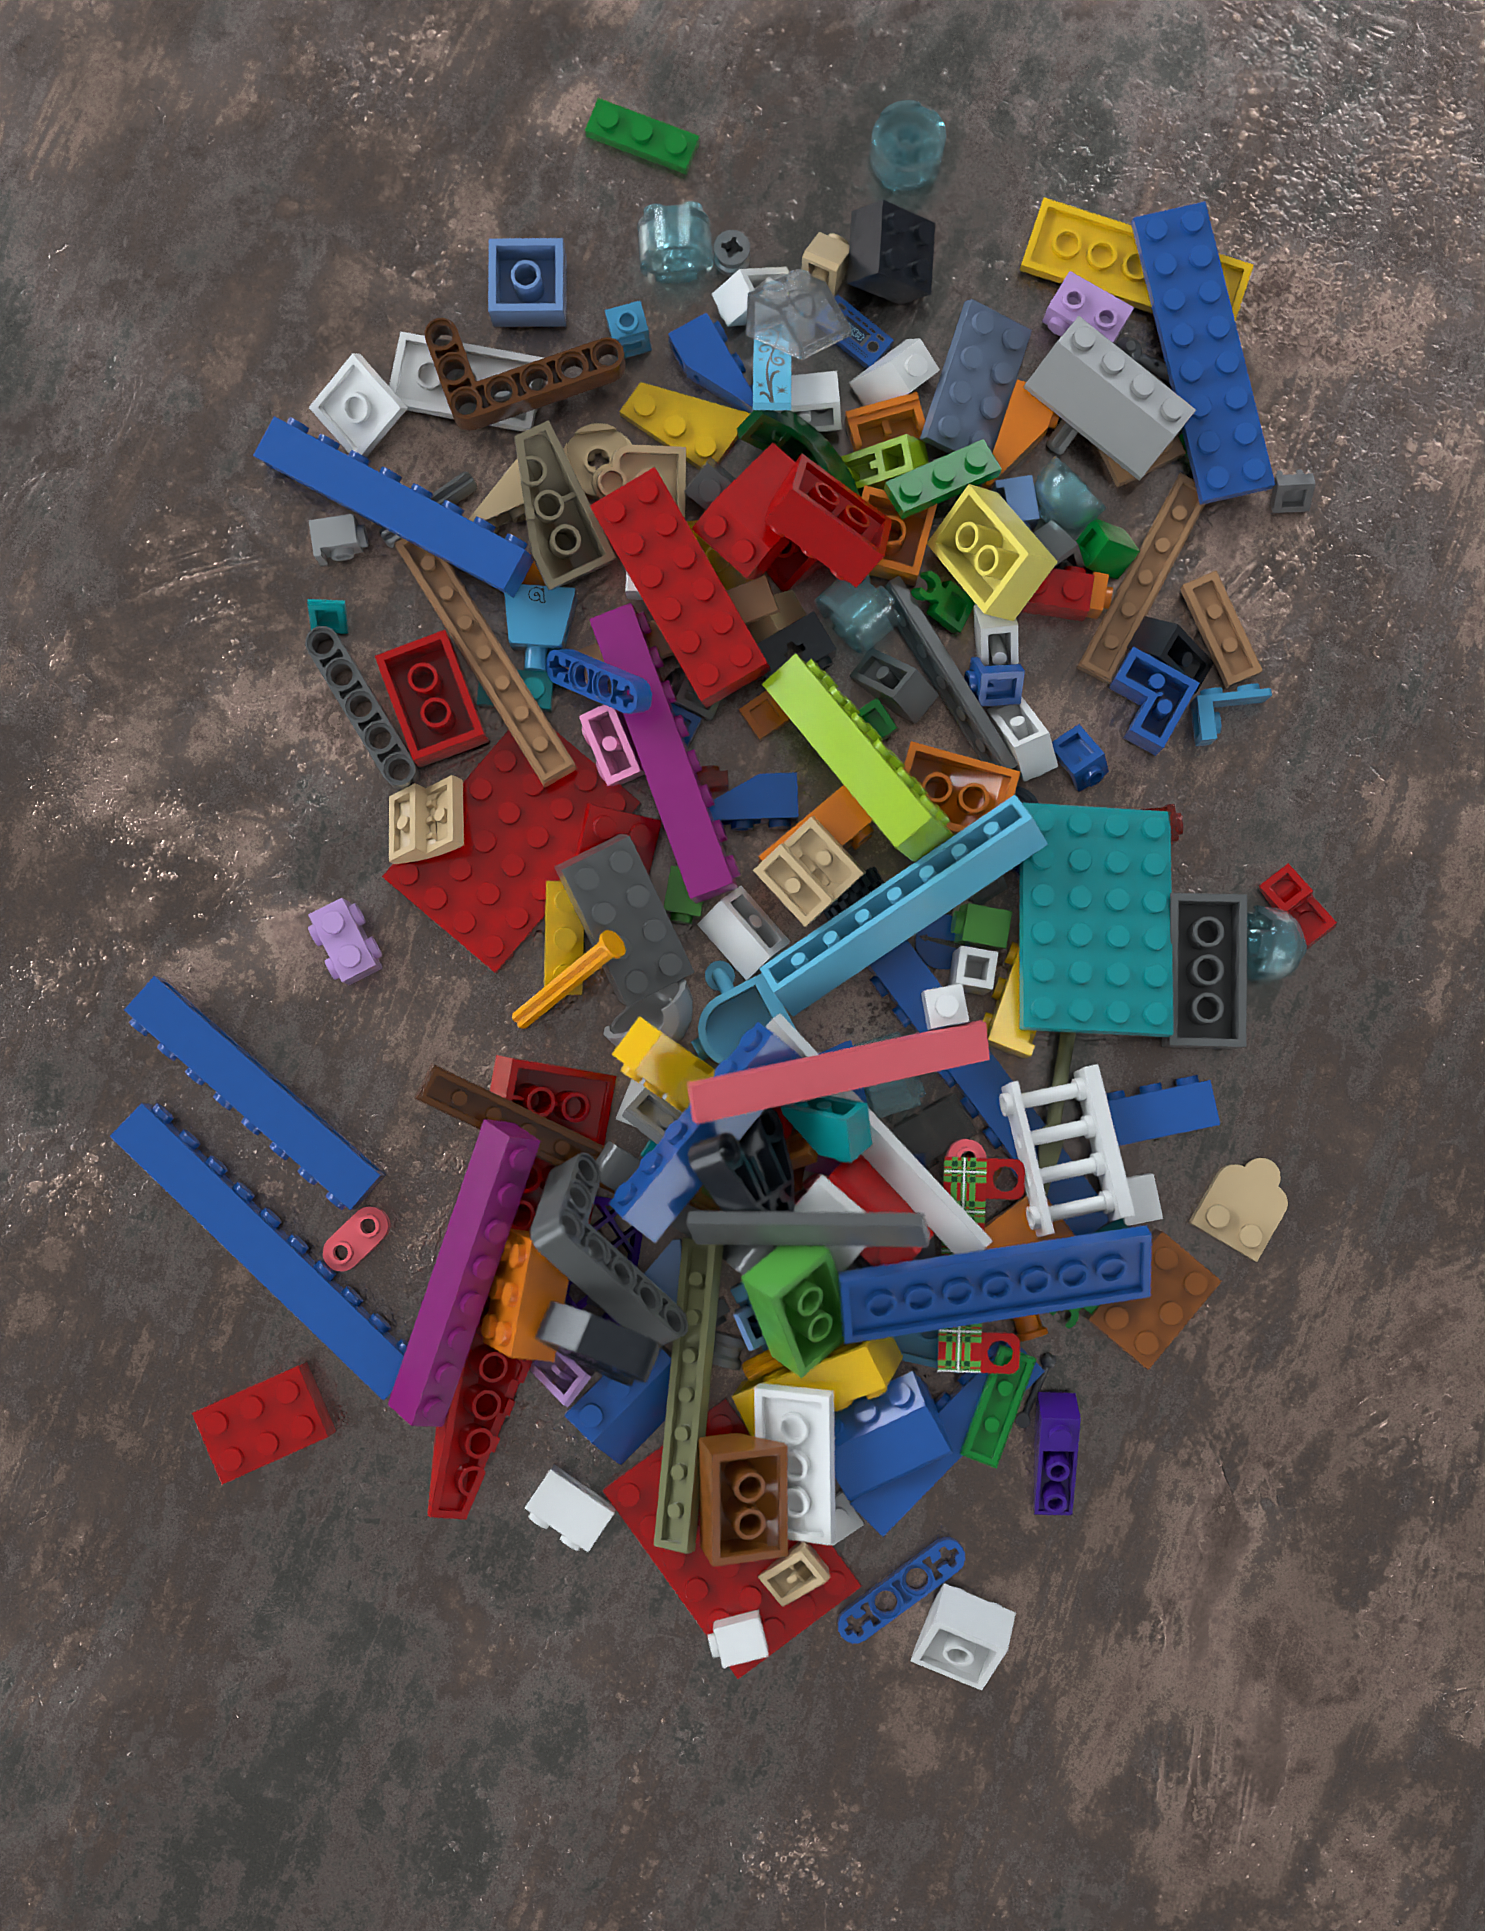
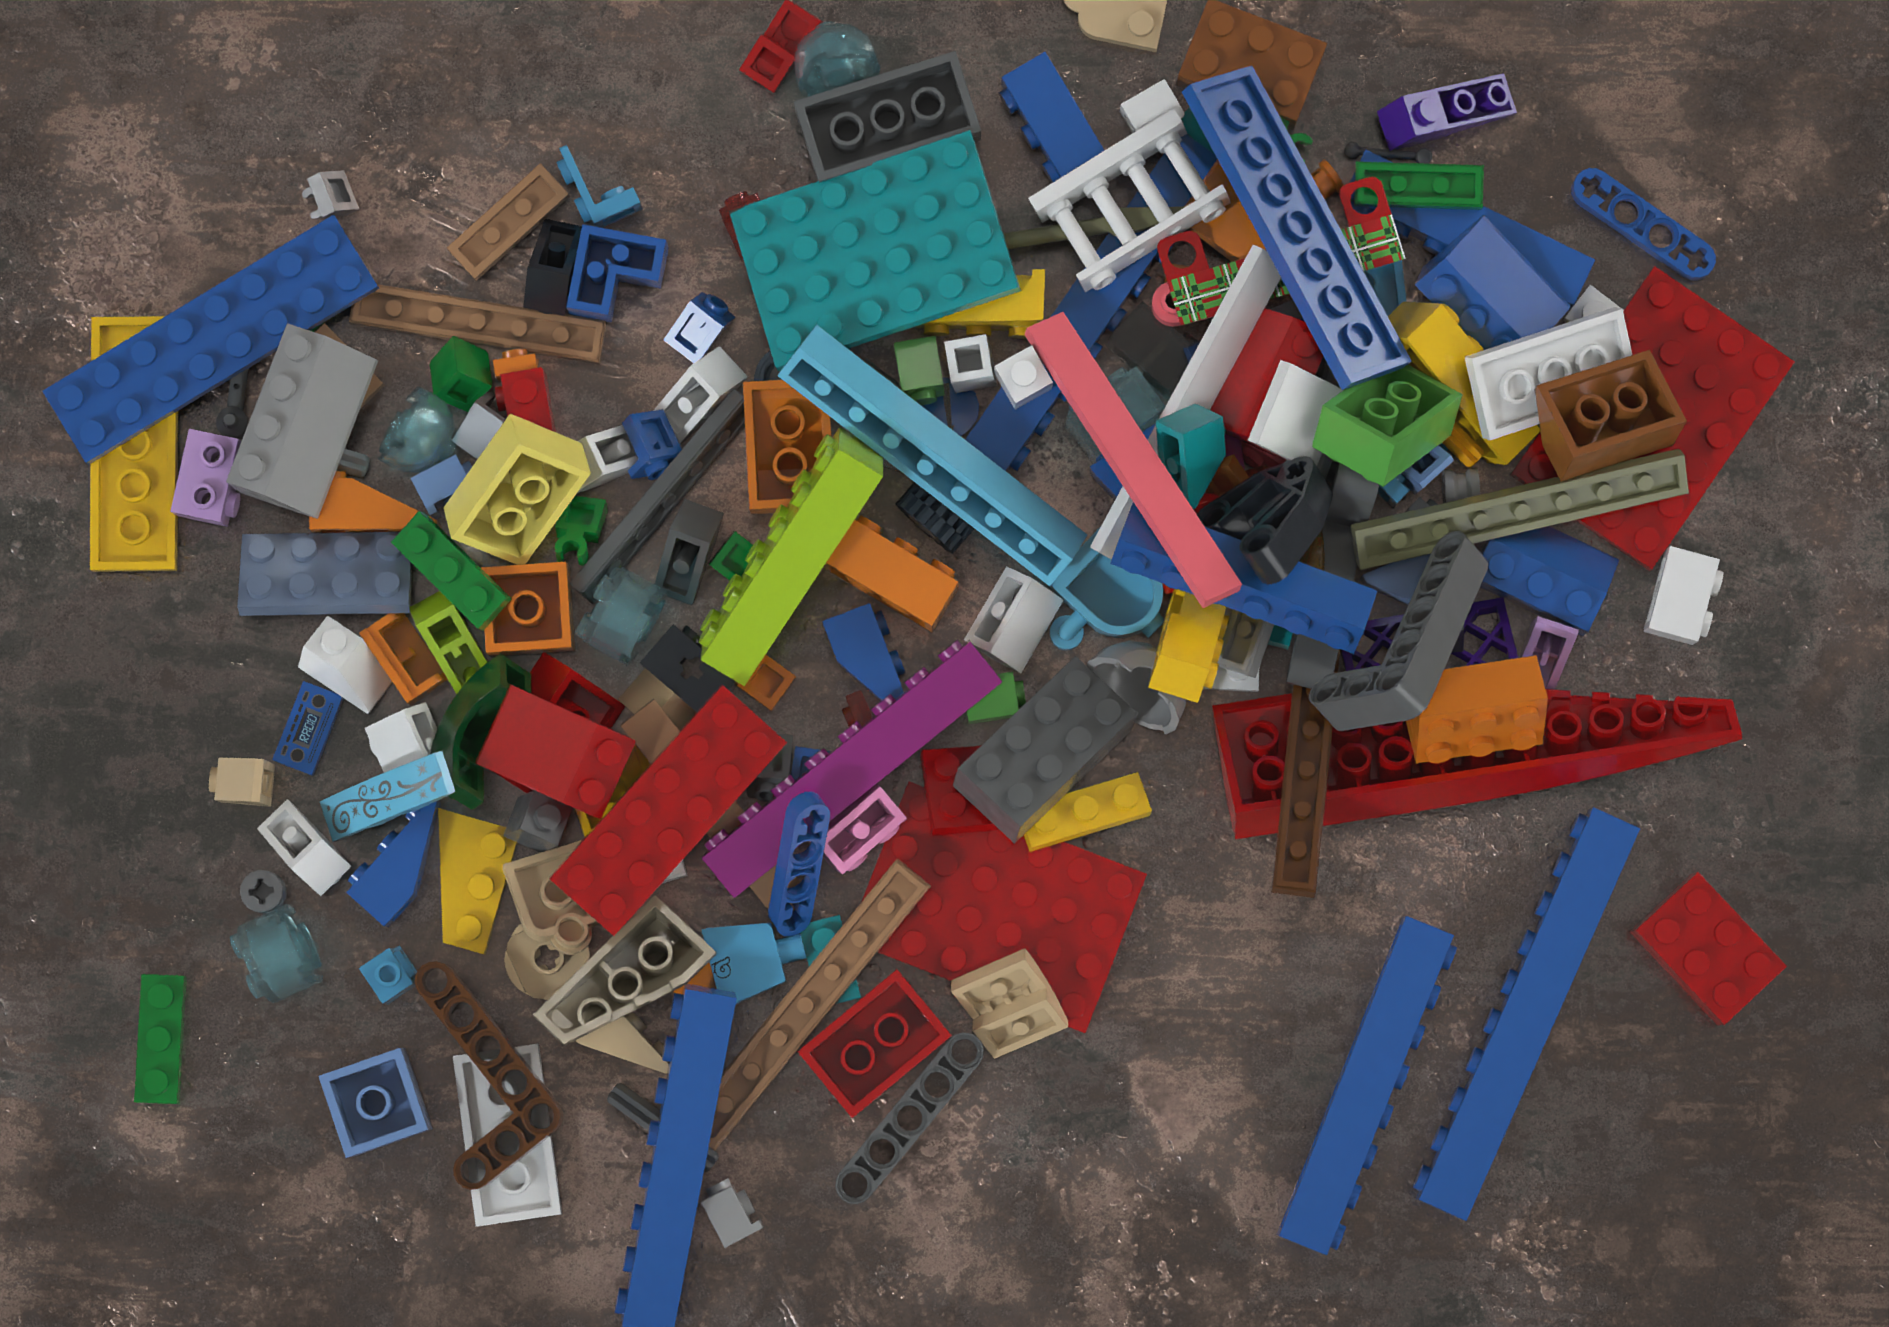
camera: 110 degrees left, 0 degrees up
(328, 613) = (819, 1194): teal slope -> none
(345, 941) = (1170, 1044): lavender brick -> none
(355, 1239) = (1482, 923): coral plate -> none
(358, 406) = (577, 1241): white plate -> none
(463, 1273) = (1478, 783): magenta brick -> none
(598, 1344) = (1502, 610): black connector -> none
(608, 947) = (1085, 749): light orange axle -> none
(738, 1639) = (1752, 372): white brick -> none
(795, 1574) = (1666, 336): tan slope -> none
(796, 315) = (321, 789): clear slope -> none
(809, 871) = (930, 565): tan slope -> none
(809, 1228) = (1309, 434): dark grey tile -> none
(829, 521) = (547, 669): red slope -> none
(891, 252) = (213, 712): black brick -> none
(925, 137) = (57, 733): clear light blue brick -> none
(964, 1637) = (1668, 143): white slope -> none

